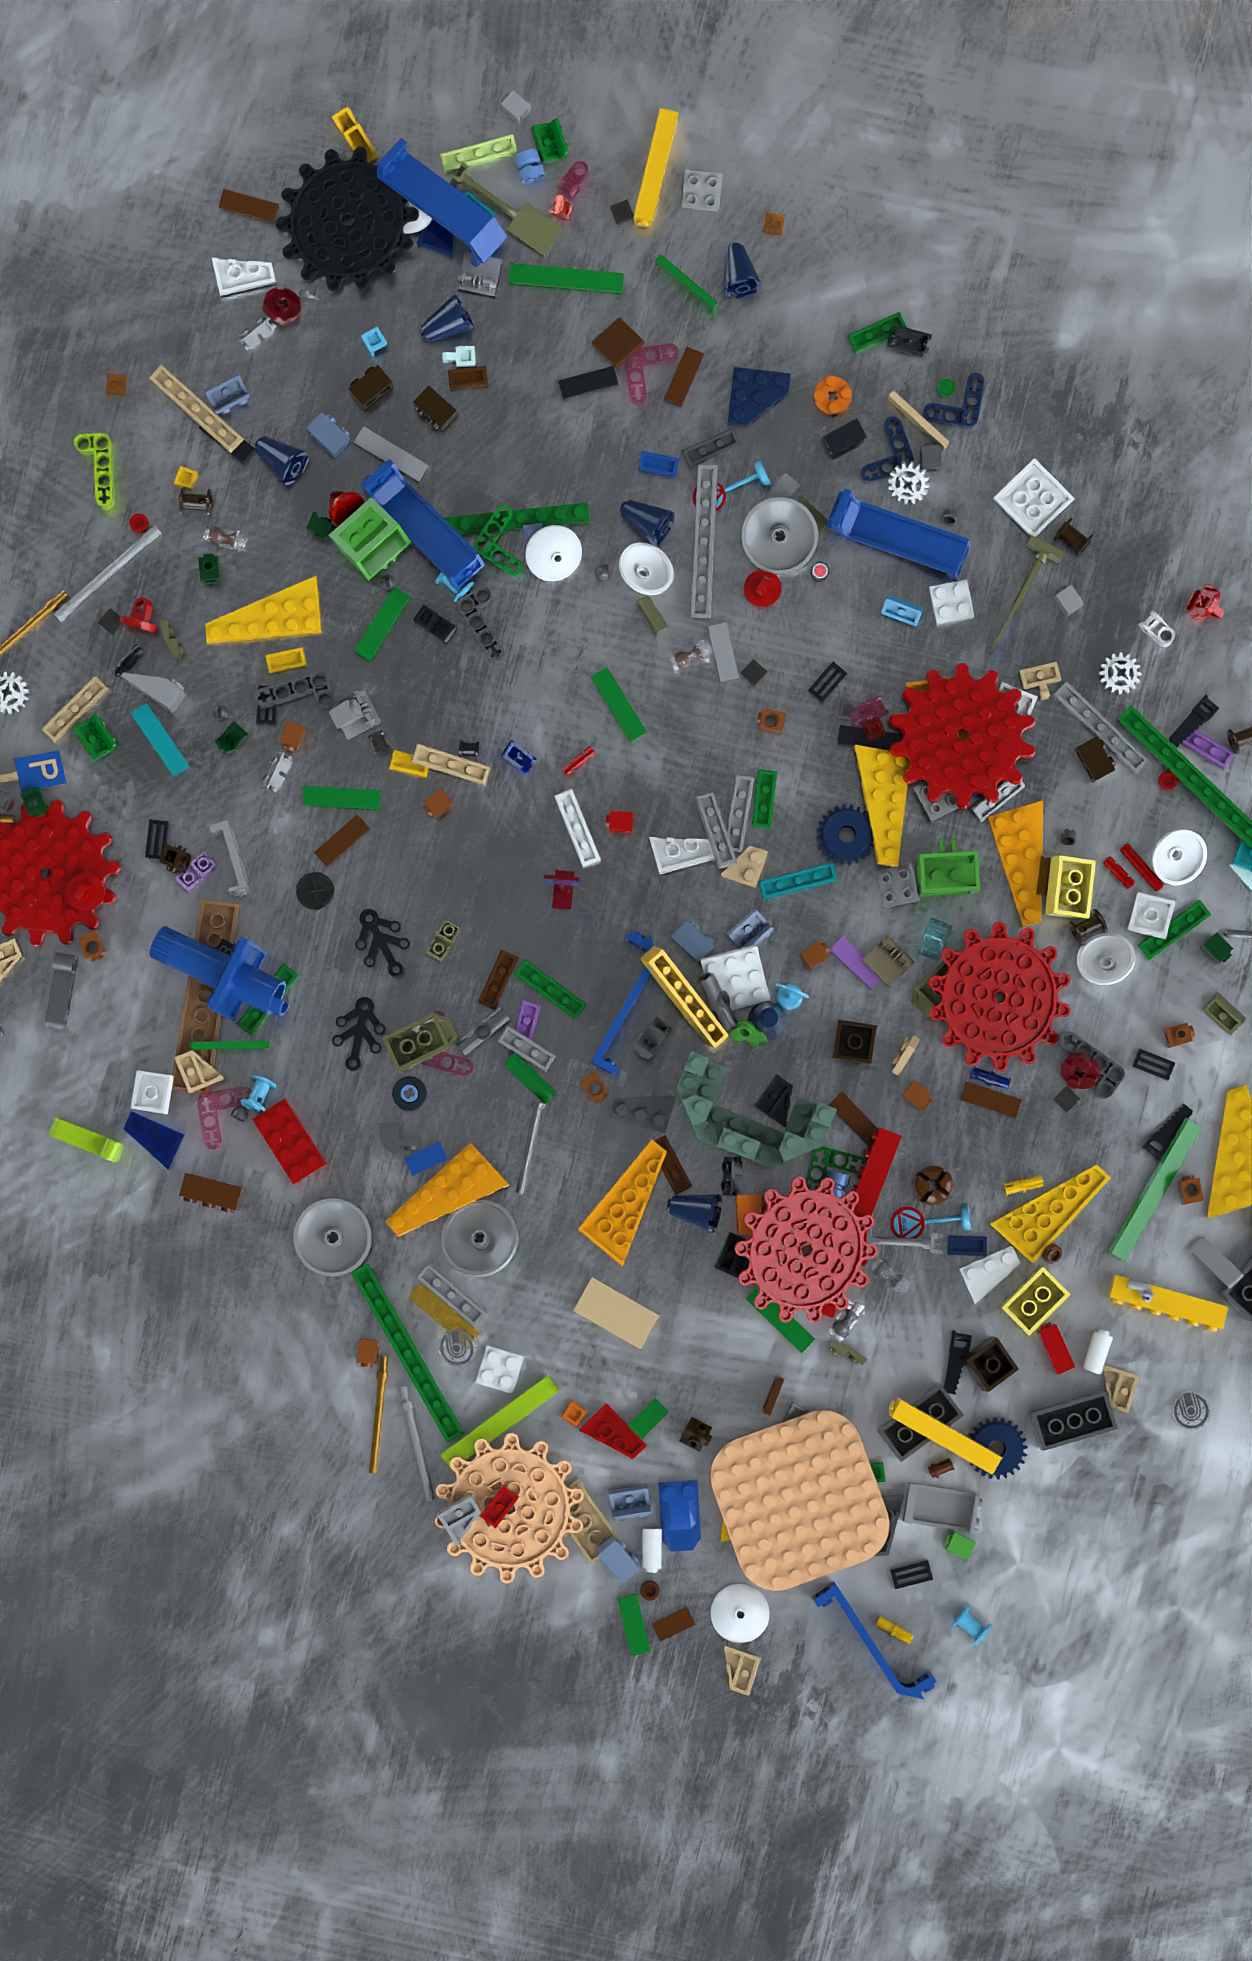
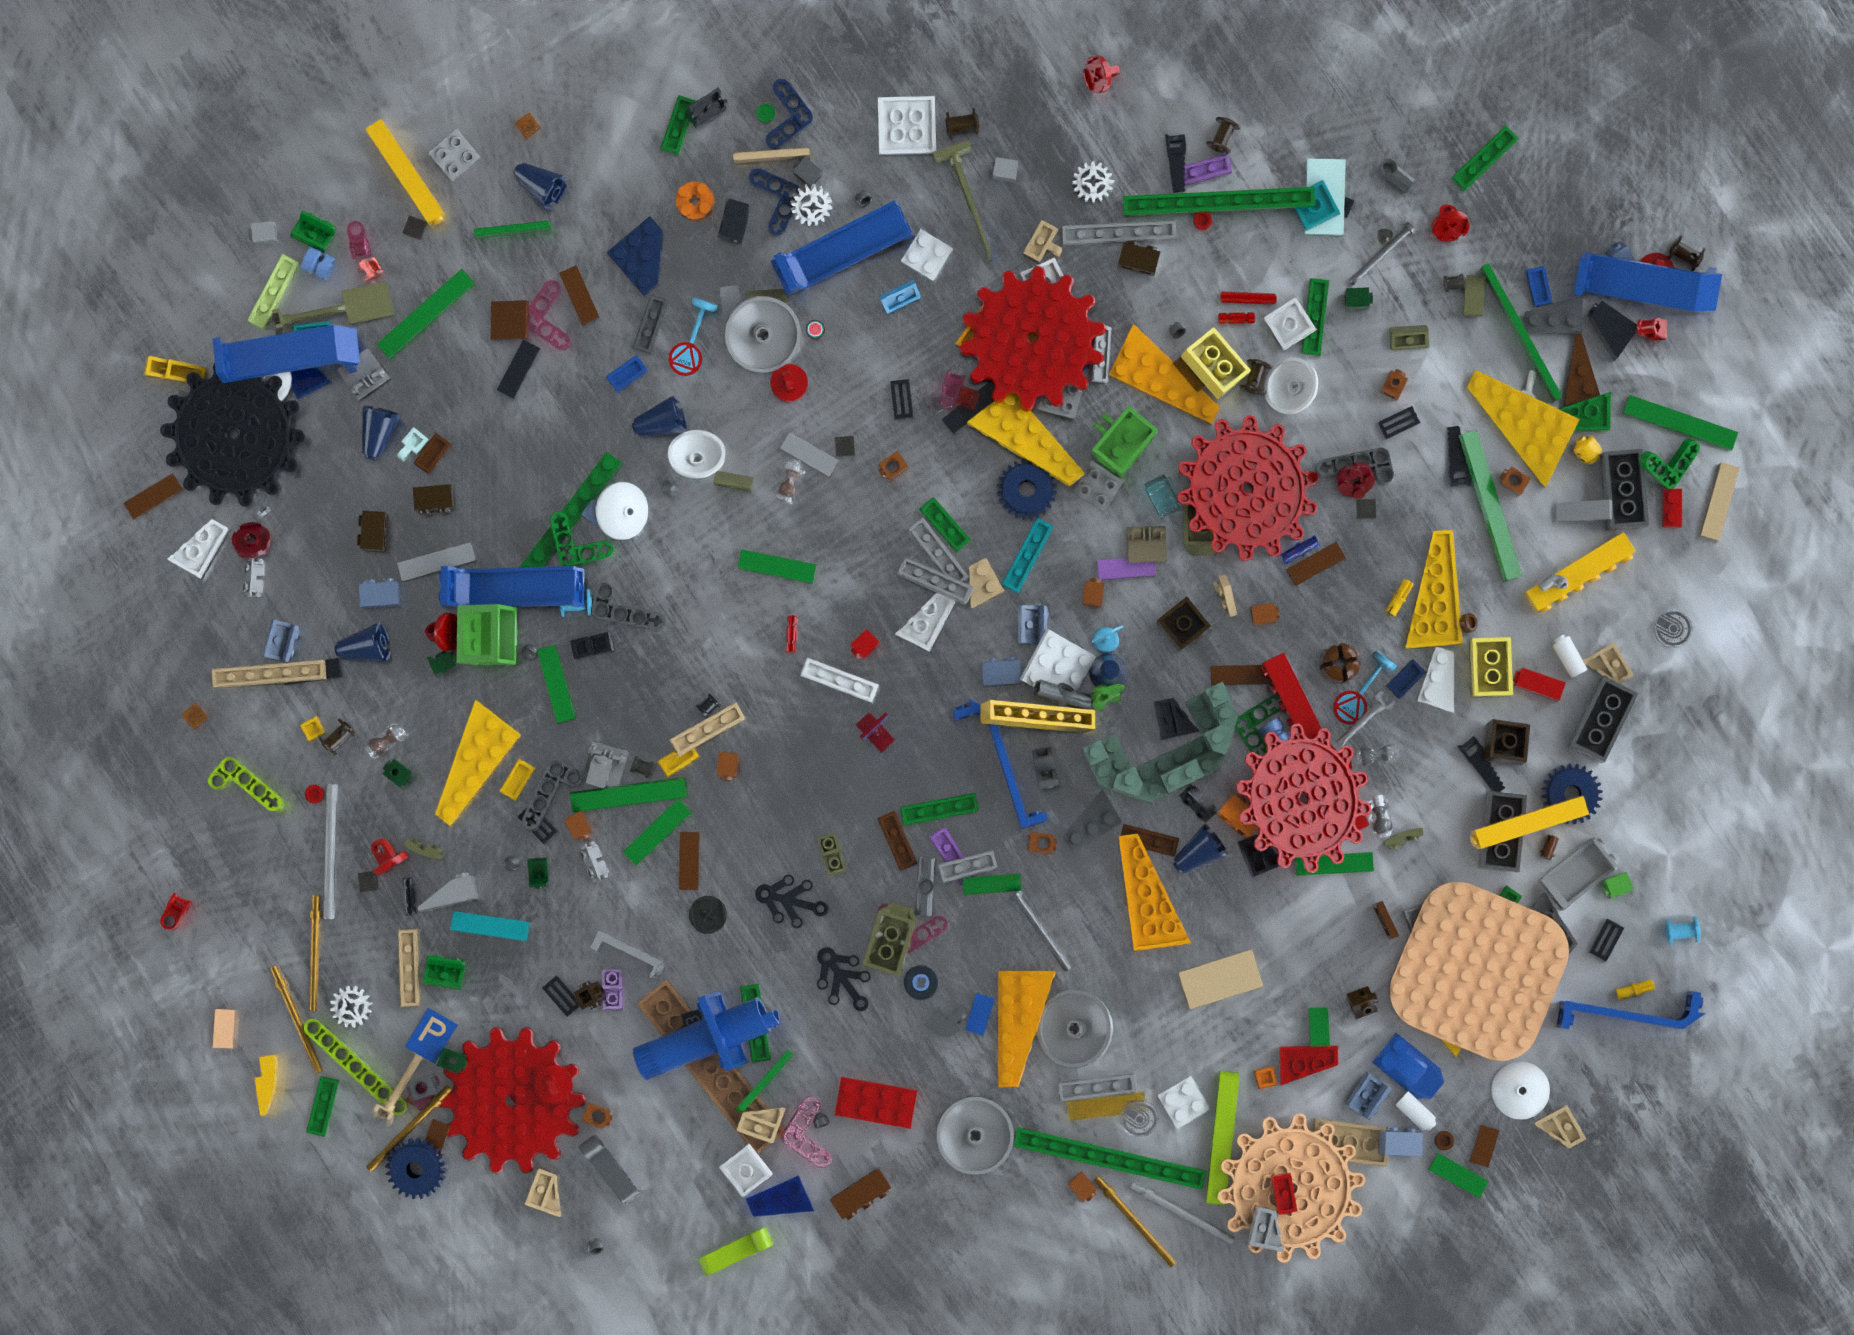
camera: 45 degrees left, 0 degrees up
(258, 1093) = (819, 1093): medium azure hose -> none
(349, 751) = (628, 794): none -> green tile
(373, 340) = (341, 497): medium azure panel -> none
(518, 757) = (748, 675): clear blue slope -> none
(704, 541) = (715, 393): light grey plate -> none
(1157, 628) = (1084, 125): white piece -> none
(1185, 863) = (1273, 260): white dish -> none

